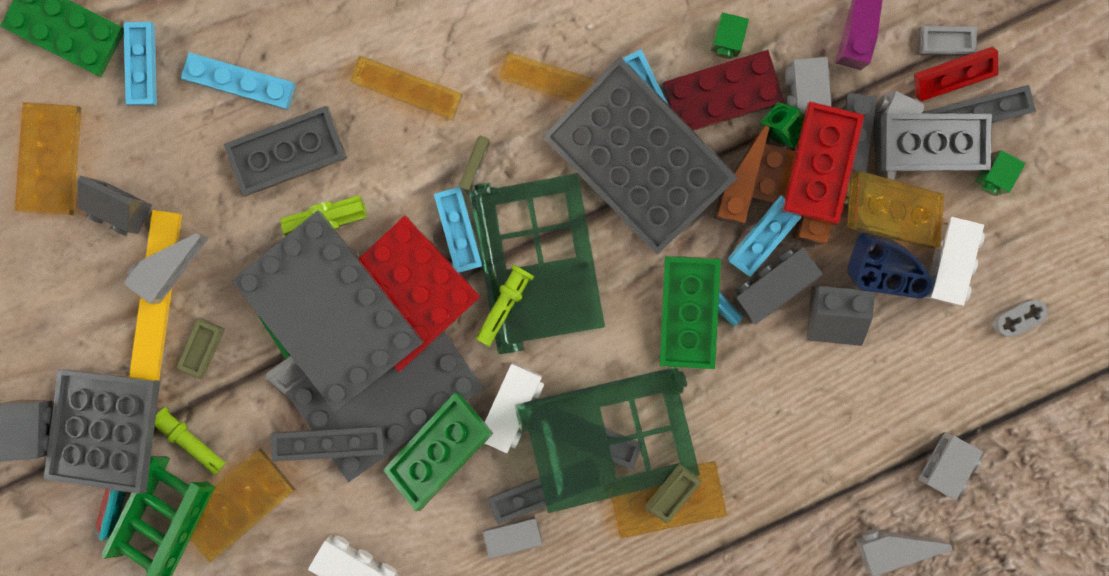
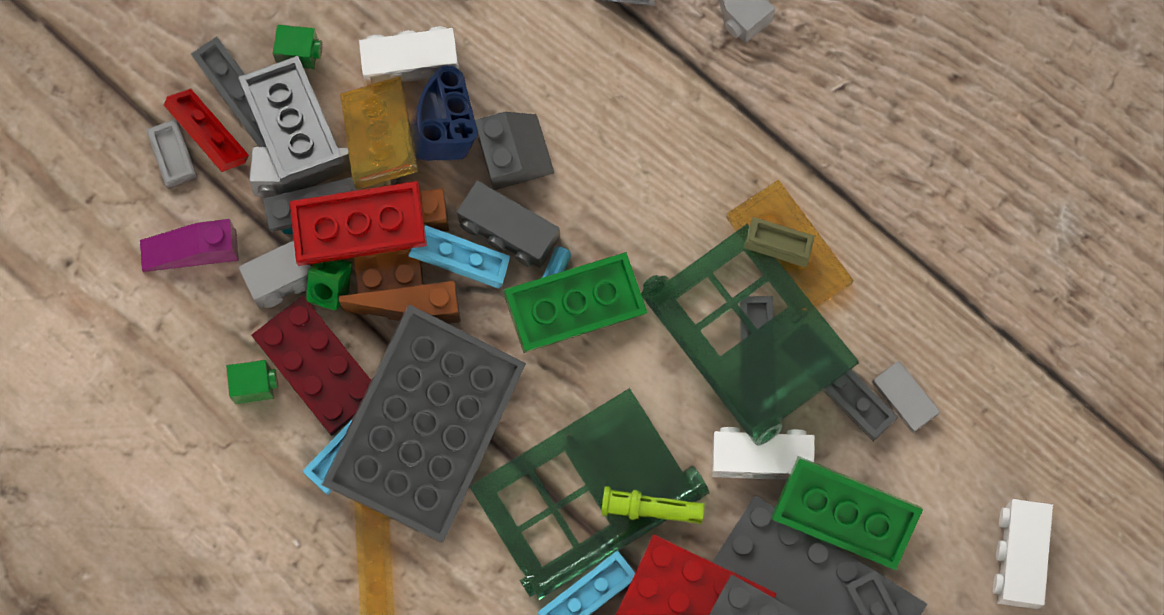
camera: 110 degrees left, 15 degrees down
(474, 163) = (504, 606): olive tile -> none

